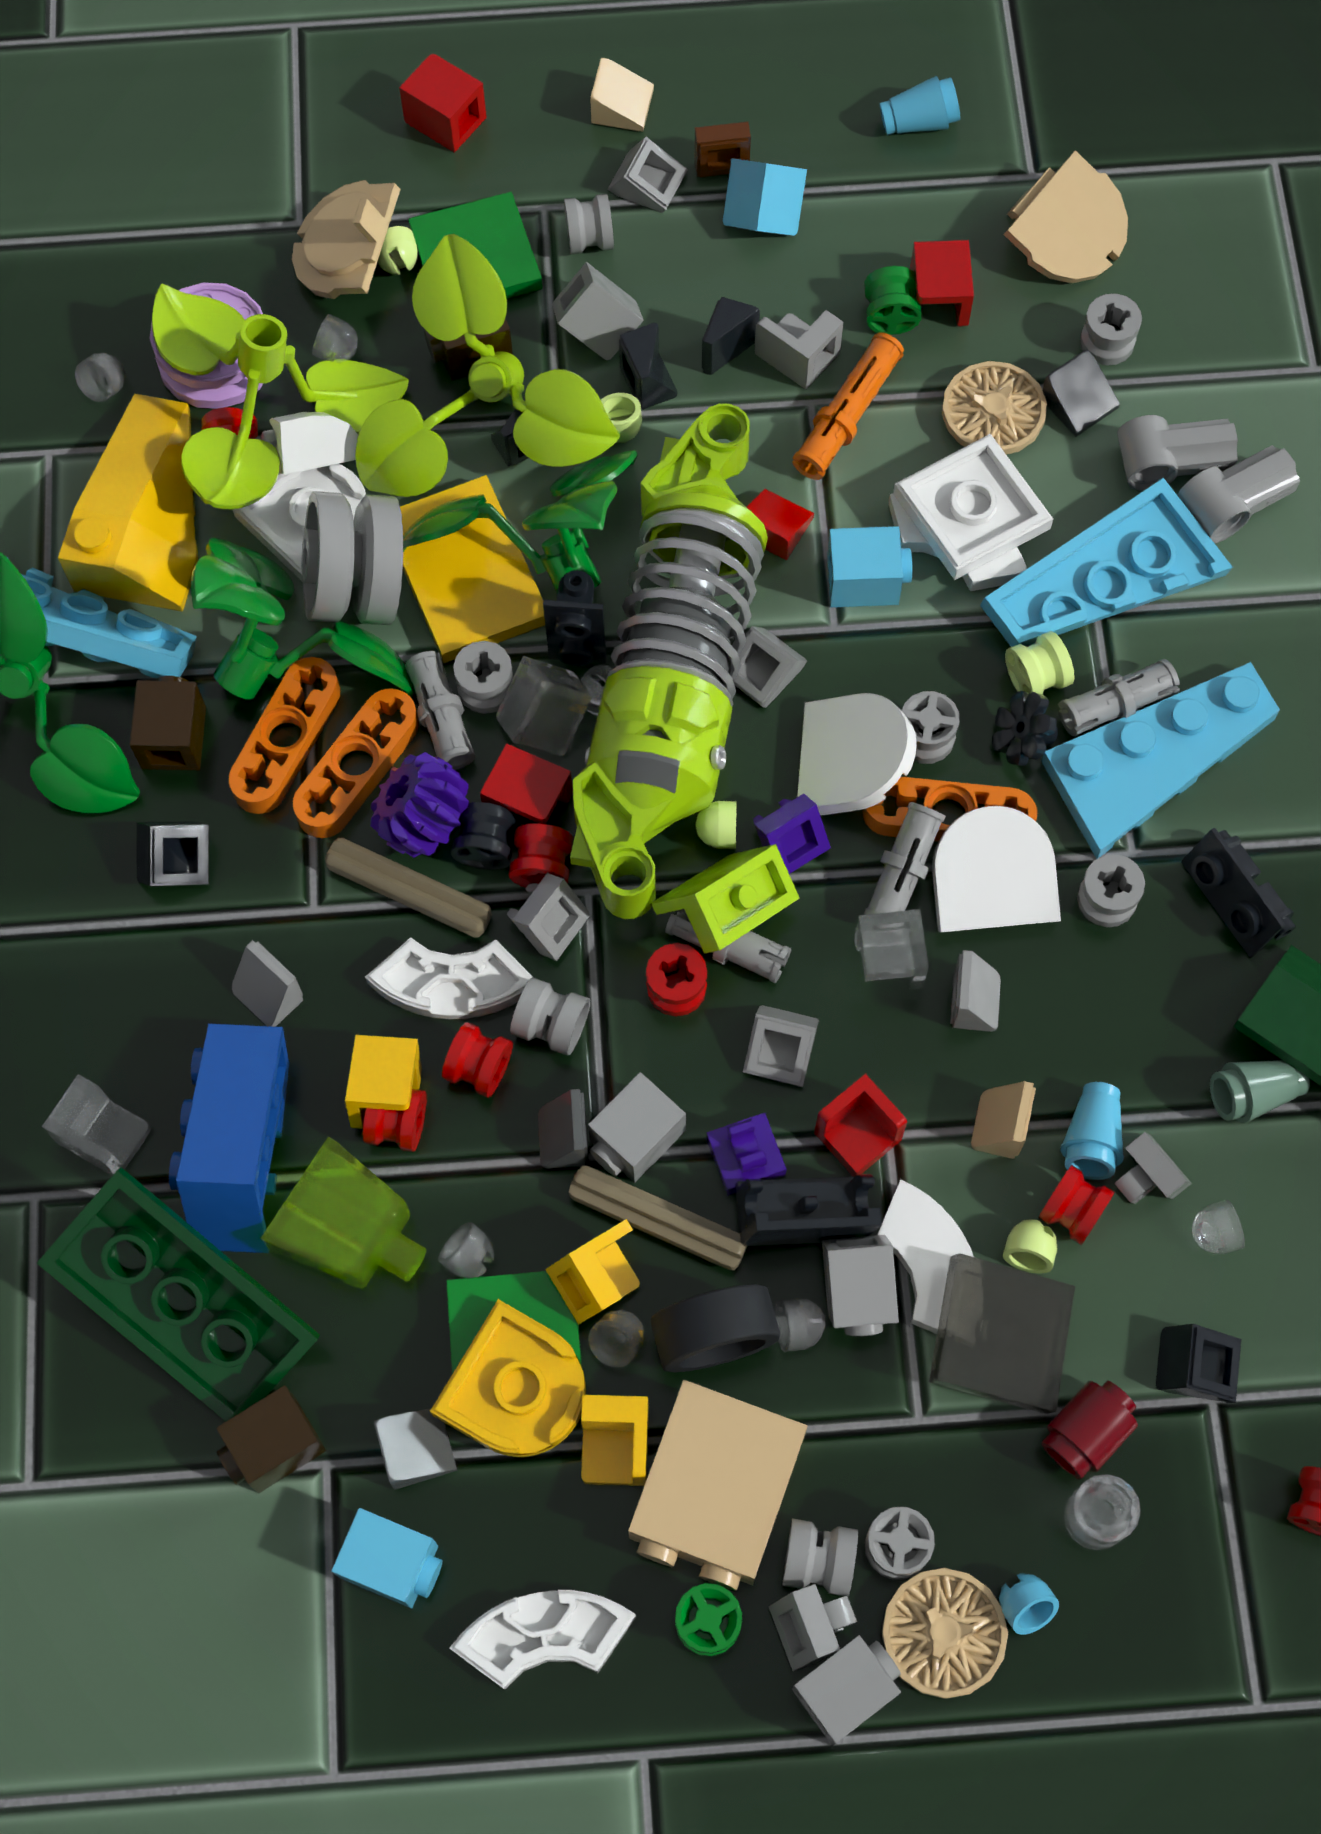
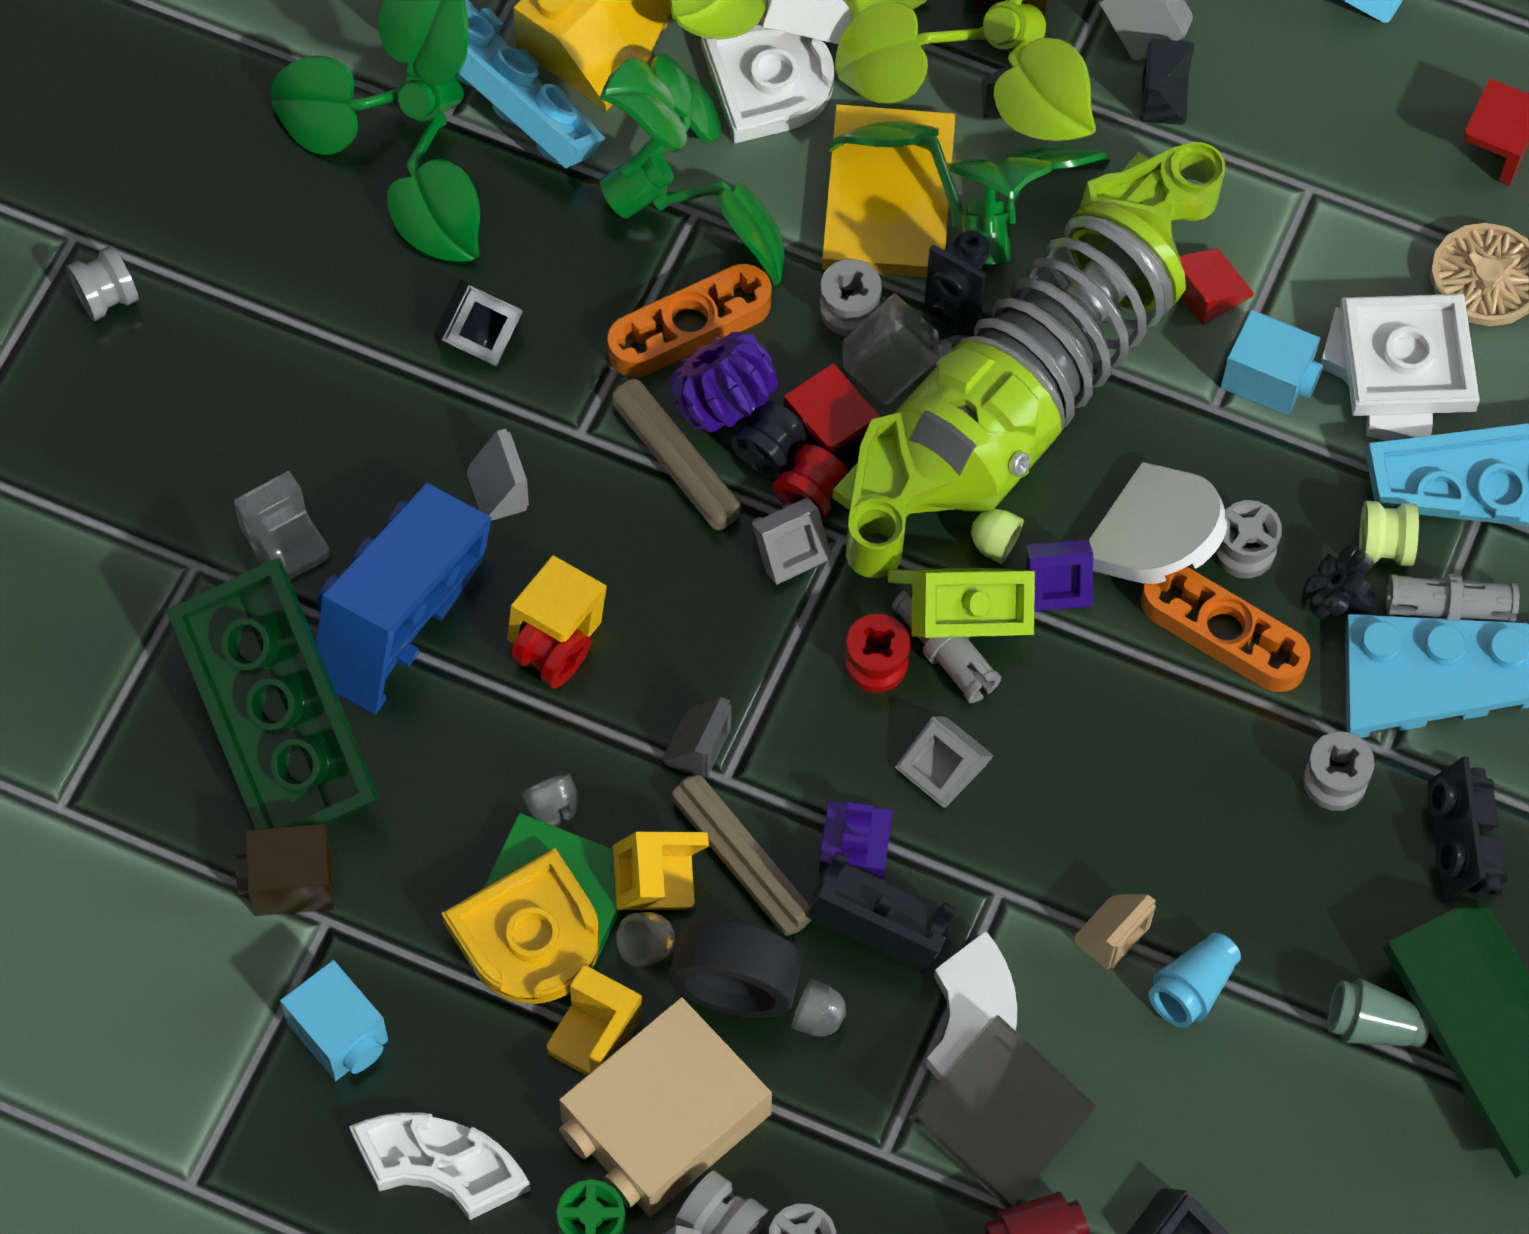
camera: 25 degrees right, 5 degrees down
(168, 724) = (535, 205): dark brown brick -> none
(251, 763) = (647, 240): orange beam -> none
(344, 1222) = (454, 716): clear neon green torso -> none
(352, 558) = (776, 127): light grey wheel -> none
(414, 1447) = (411, 942): slope -> none
(440, 709) = (793, 308): light grey pin -> none
(450, 984) = (669, 560): white tile -> none
(477, 1059) = (653, 634): red wheel -> none
(550, 1016) = (741, 628): light grey wheel -> none
(624, 413) = (1113, 116): yellowish green hinge -> none
(635, 1129) = (764, 765): light grey brick -> none
(728, 333) = (1261, 86): black slope -> none
(766, 666) = (1124, 410): light grey slope -> none
(797, 348) = (1326, 129): light grey panel -> none
(837, 423) = (1322, 217): orange pin -> none
(860, 1126) = (973, 862): red panel -> none
(860, 1284) = (892, 1000): light grey brick -> none
(892, 300) = (1441, 127): green wheel -> none
(893, 946) = (1094, 717): clear panel -> none
(919, 826) = (1182, 619): light grey pin -> none
(975, 994) = (1153, 801): light grey slope -> none
(994, 872) = (1233, 699): white tile -> none
(1031, 1247) = (1074, 1051): yellowish green hinge -> none
(1076, 1204) = (1138, 1033): red wheel -> none
(1153, 1170) = (1228, 1040): light grey tile -> none
(1218, 1228) = (1261, 1123): clear hinge -> none

